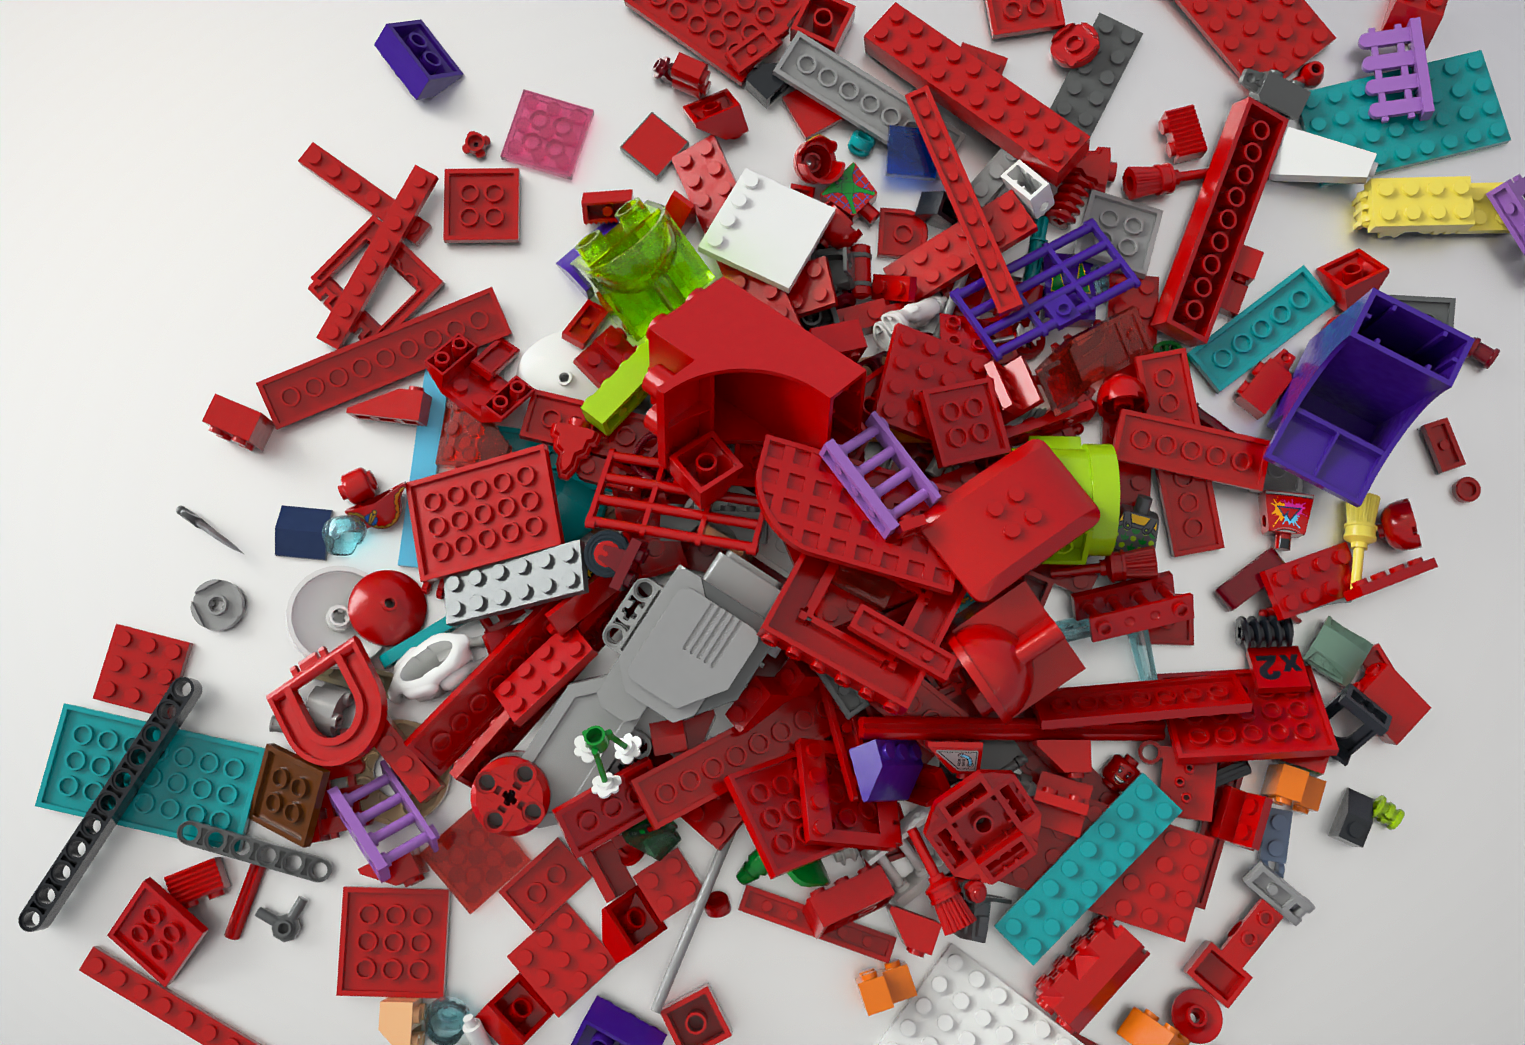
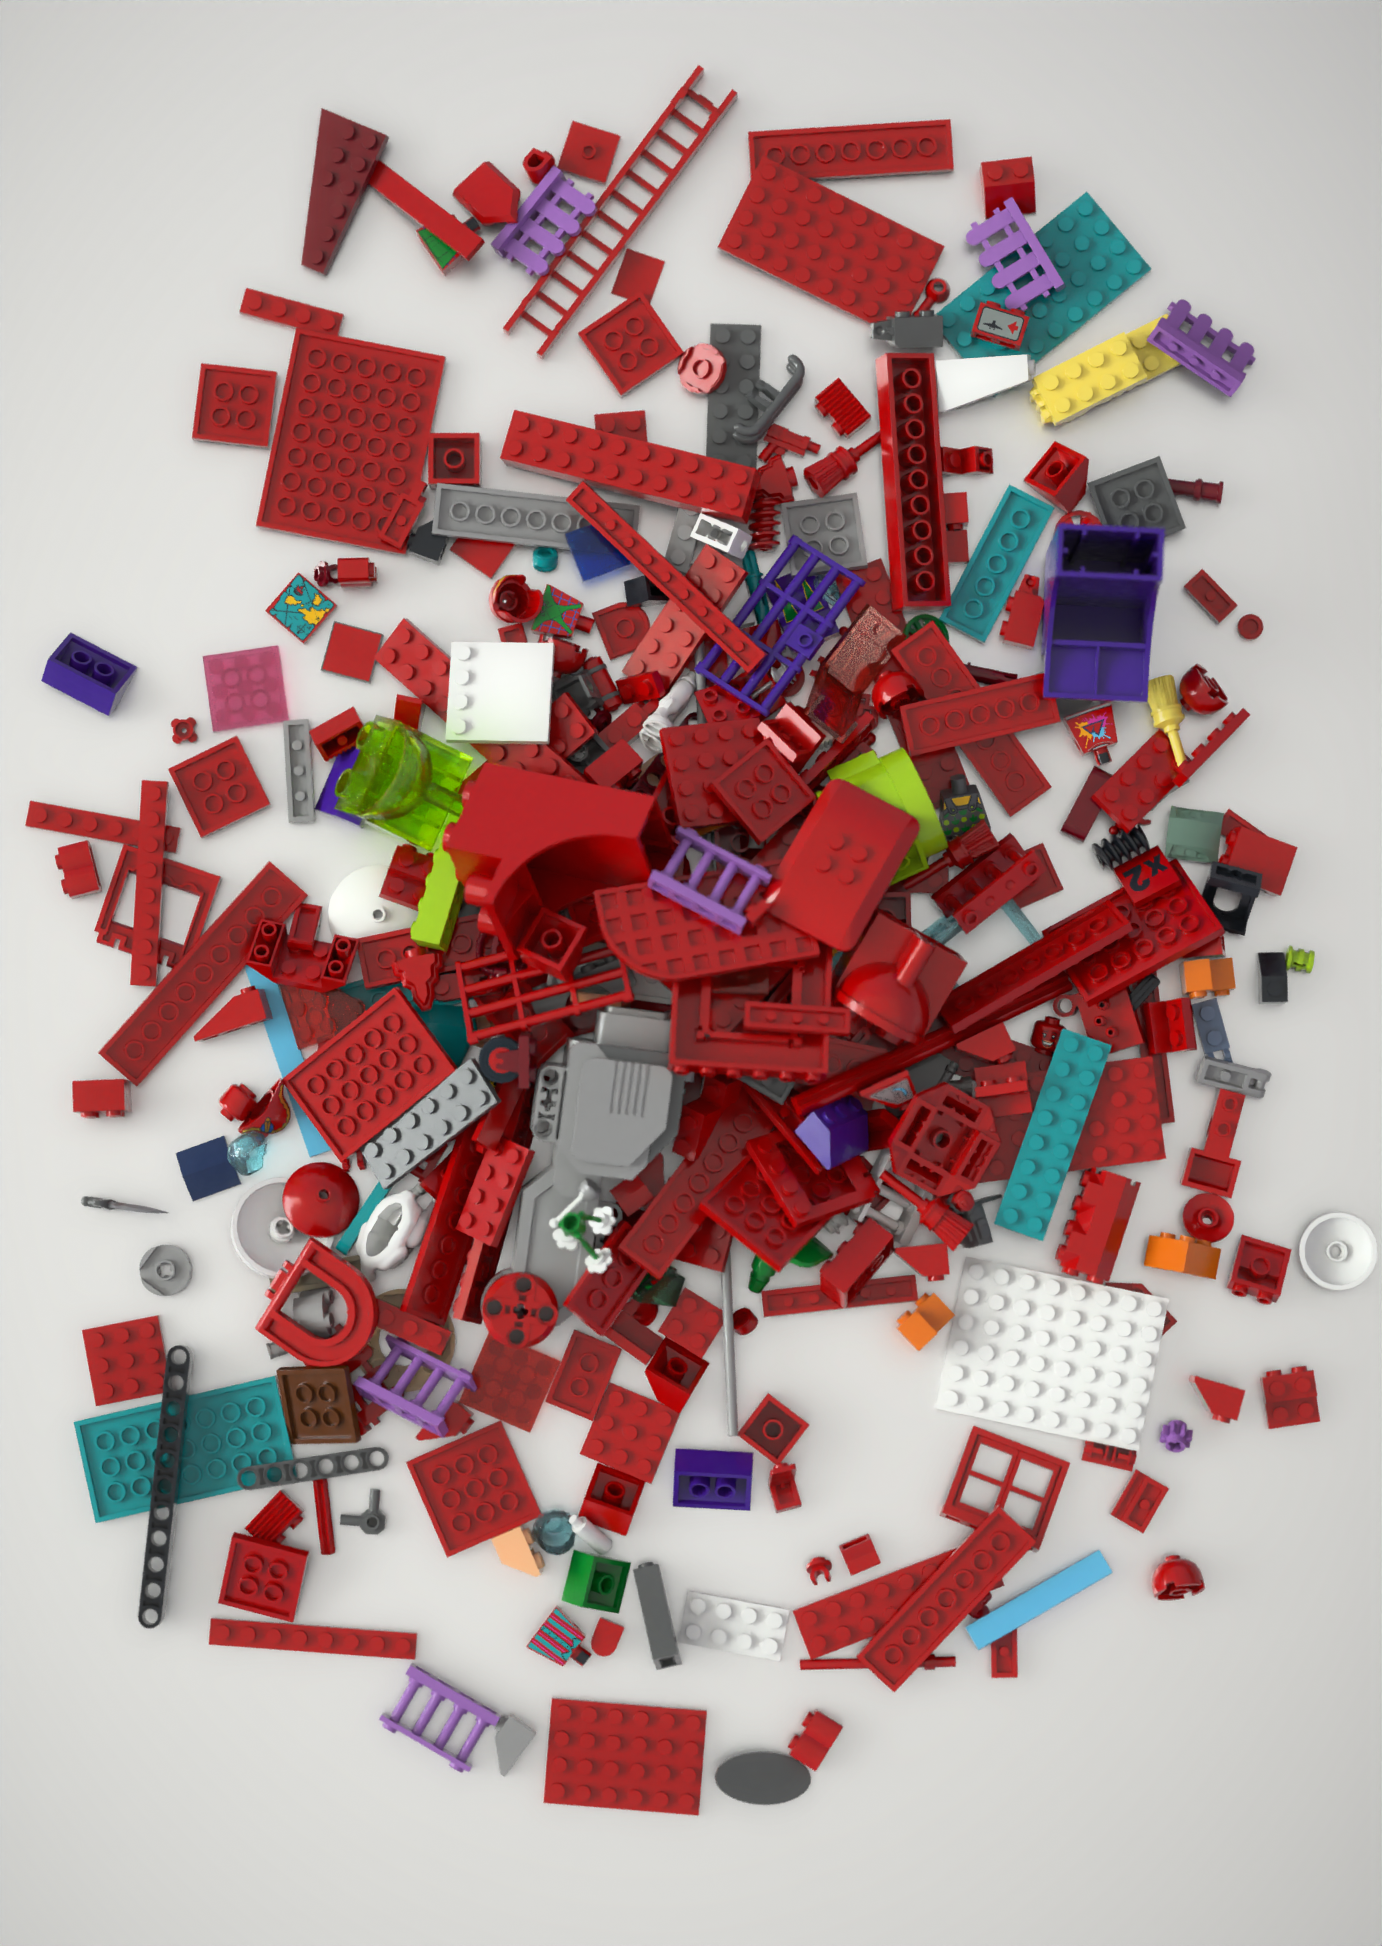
camera: 15 degrees left, 5 degrees up
(324, 219) = (78, 869): none -> red brick
(557, 224) = (299, 771): none -> light grey plate
(585, 324) = (372, 855): red plate -> none
(627, 714) = (587, 1191): none -> hinge
(629, 89) = (301, 608): none -> tile
(718, 115) = (397, 596): red slope -> none
(1116, 137) = (782, 439): none -> red piece
(1122, 99) = (752, 434): none -> dark grey piece
(1274, 230) = (967, 461): none -> red slope
(1358, 123) = (1000, 325): none -> brick

